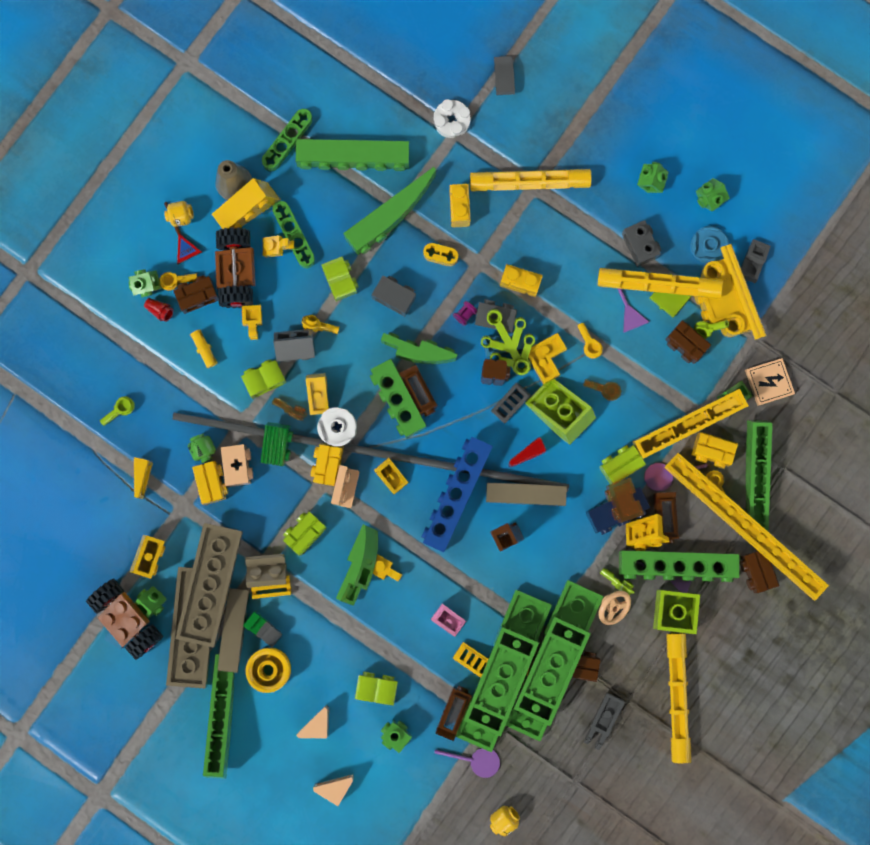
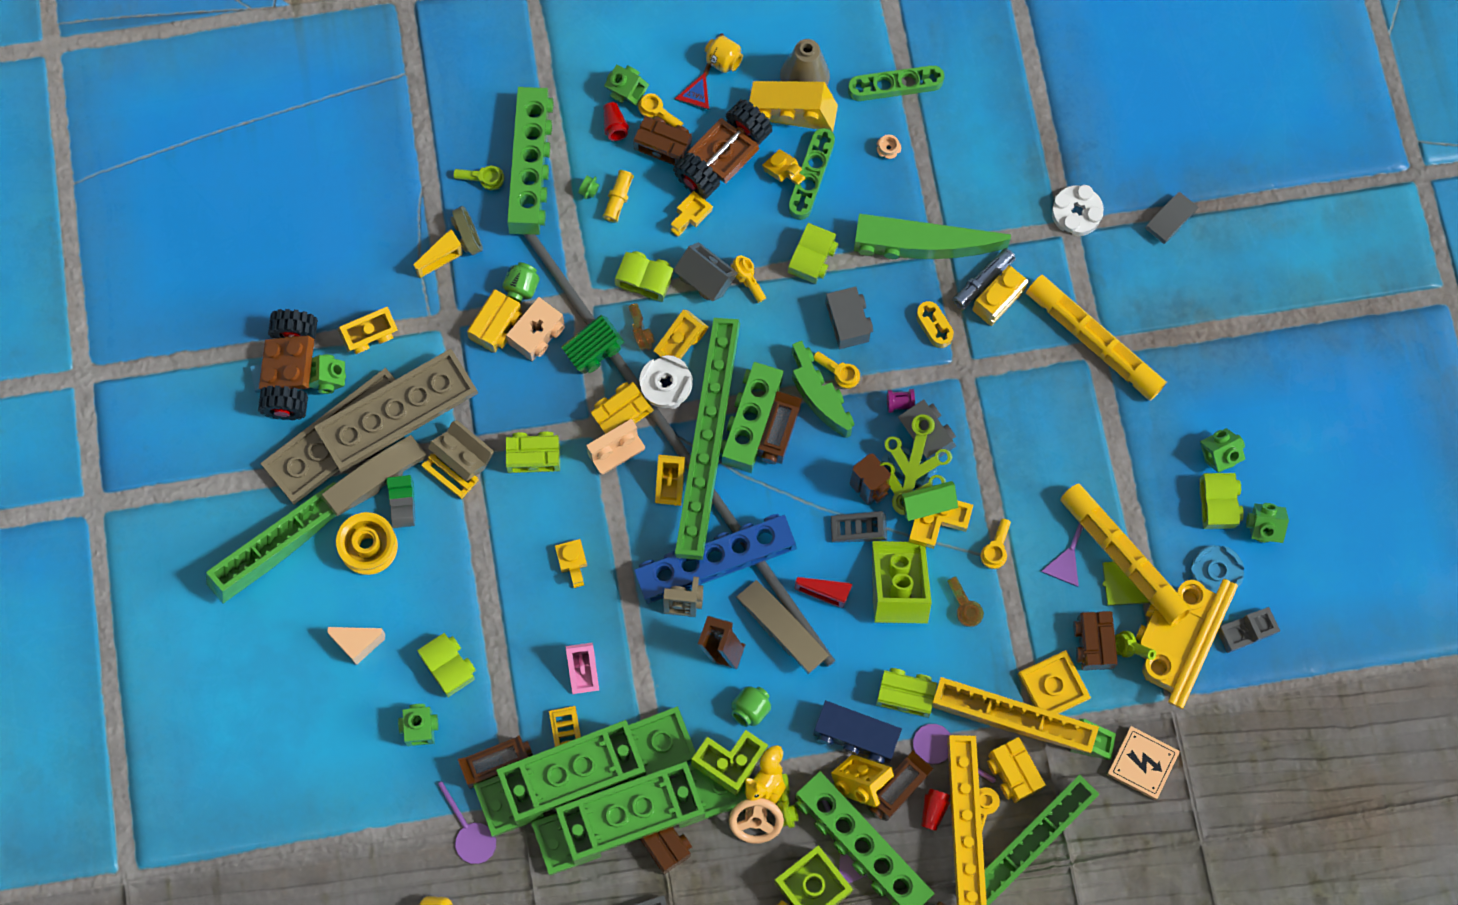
camera: 45 degrees right, 10 degrees down
(102, 342) = (530, 102): none -> bright green brick
(137, 446) = (462, 222): none -> olive plate
(183, 359) = (589, 187): none -> bright green plate
(319, 175) = (888, 140): none -> light nougat plate
(334, 789) = (309, 718): light nougat slope -> none
(352, 154) = (945, 153): bright green brick -> none
(361, 569) = (555, 535): bright green slope -> none
(389, 434) = (707, 439): none -> bright green plate
(422, 327) = (846, 375): none -> yellow plate
(441, 205) = (978, 284): none -> sand blue pin
(463, 535) = (683, 602): none -> dark tan bracket
(520, 280) = (987, 421): yellow brick -> none
(536, 353) = (930, 500): none -> bright green tile
(552, 551) = (751, 706): none -> bright green head
(579, 594) = (731, 767): none -> lime brick
(601, 582) = (769, 780): none -> yellow animal
(623, 501) = (873, 713): clear orange brick -> none
(641, 243) = (1146, 502): dark grey brick -> none
(676, 206) = (1220, 500): none -> lime brick
(688, 386) = (1054, 684): none -> yellow tile
(693, 509) = (934, 808): none -> red cone

